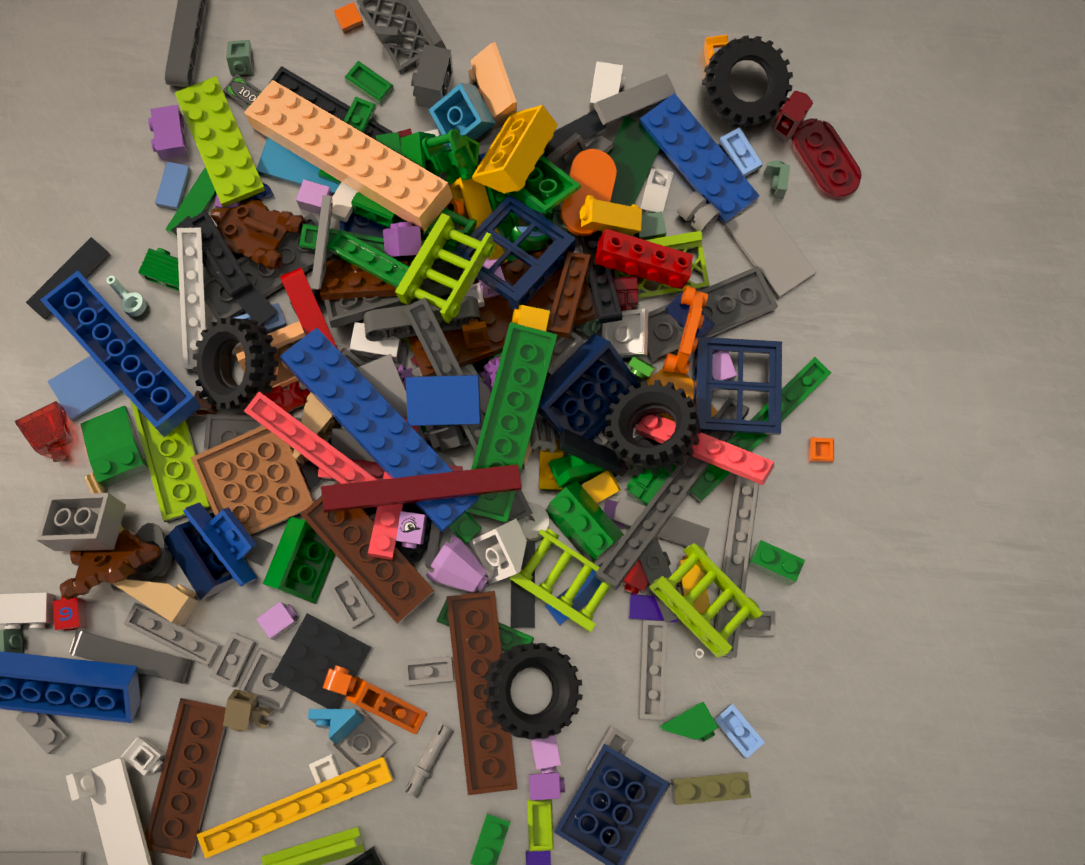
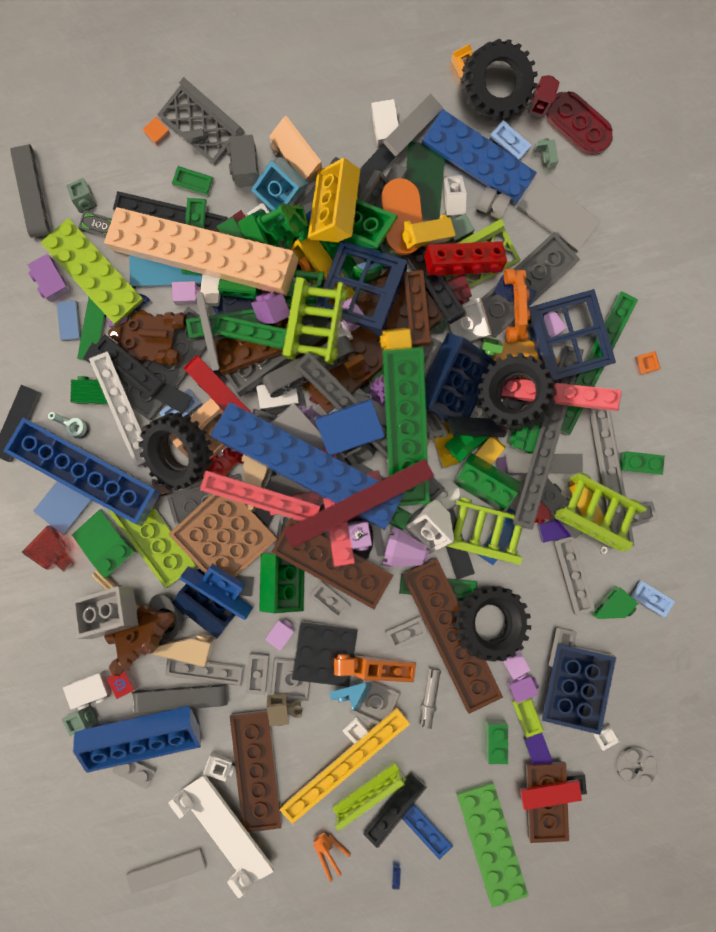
camera: 15 degrees left, 10 degrees up
(710, 788) = (645, 648): olive brick -> none

